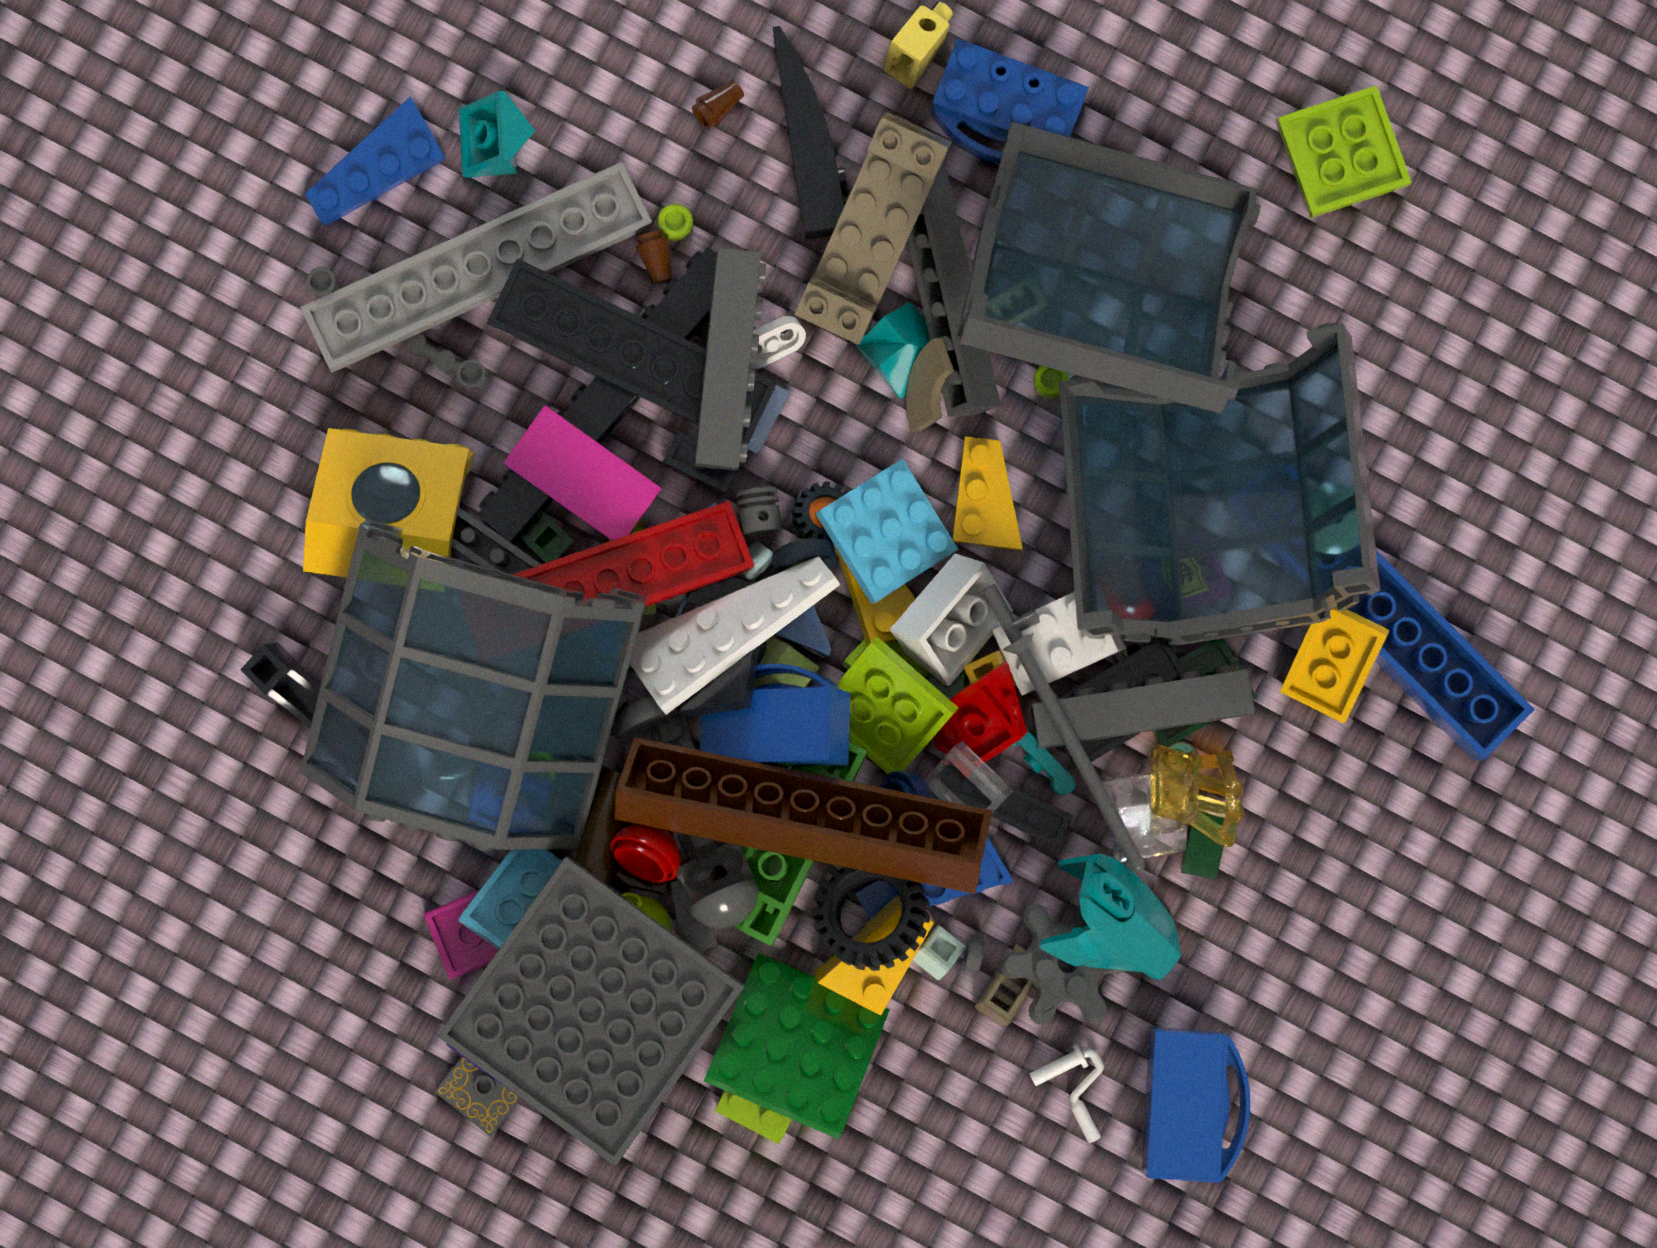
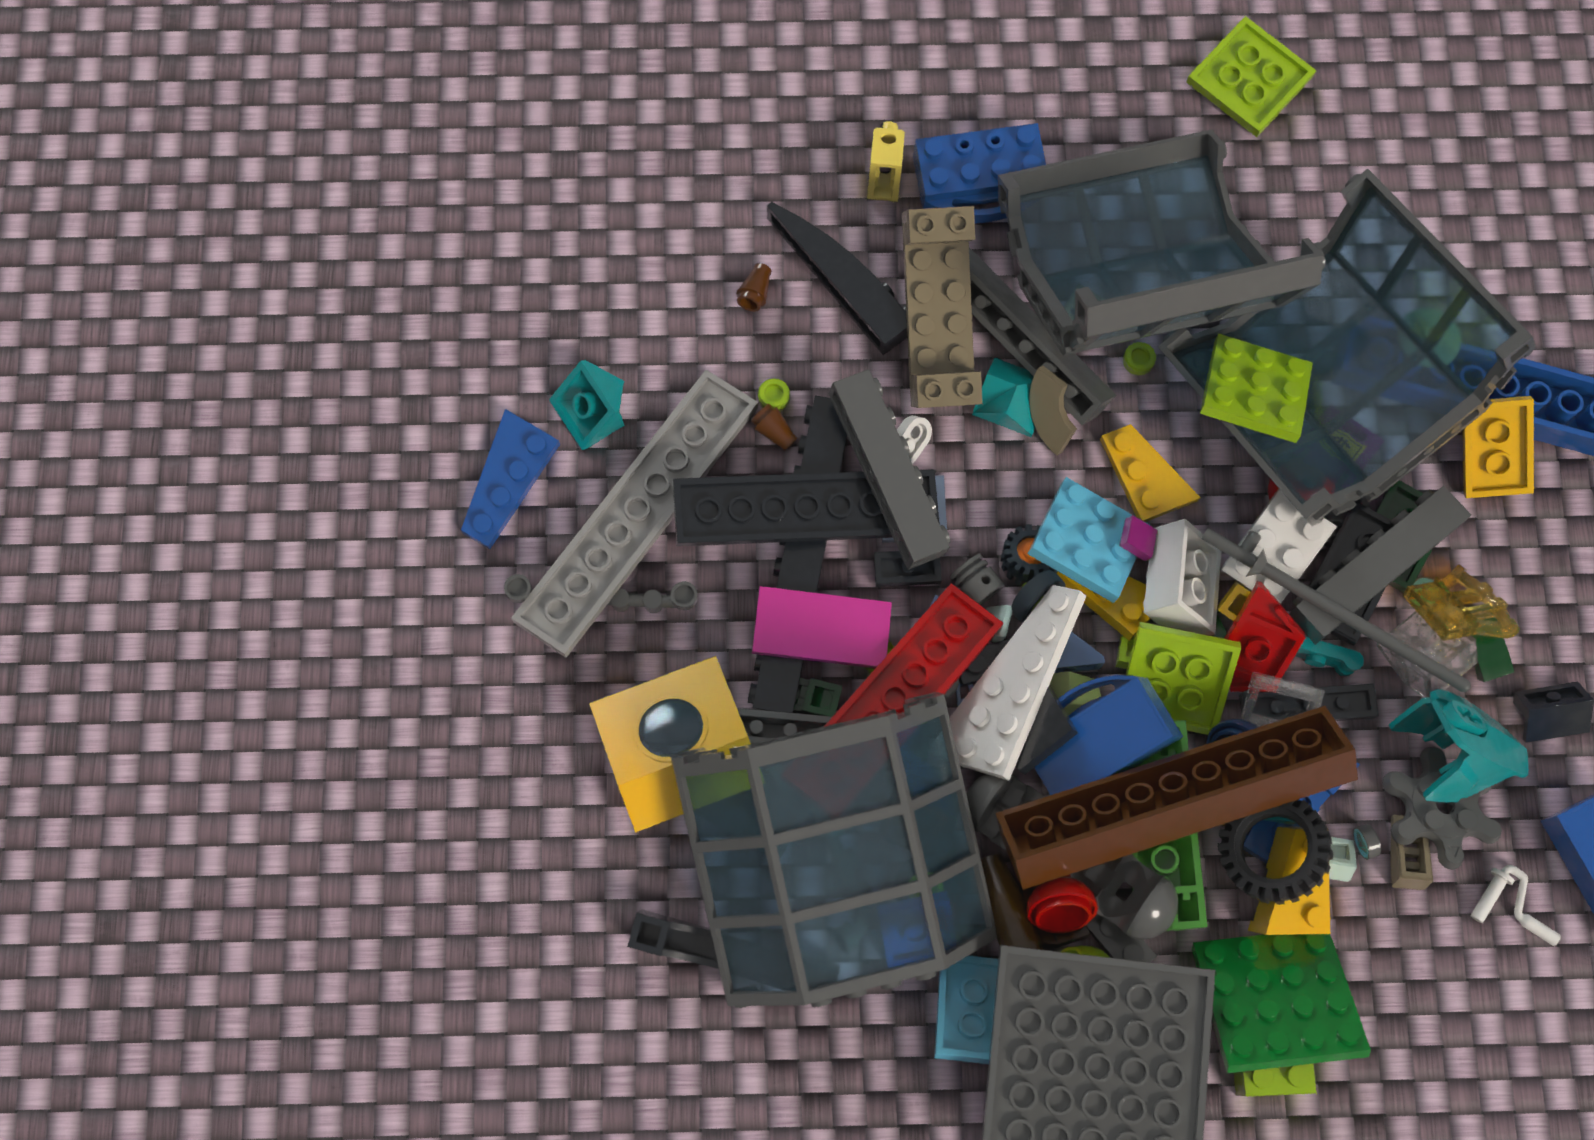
camera: 30 degrees left, 10 degrees down
(458, 945) = (939, 1079): dark pink tile -> none
(931, 556) = (1138, 538): none -> magenta tile
(1124, 476) = (1257, 388): none -> lime plate
(1229, 936) = (1554, 711): none -> black panel

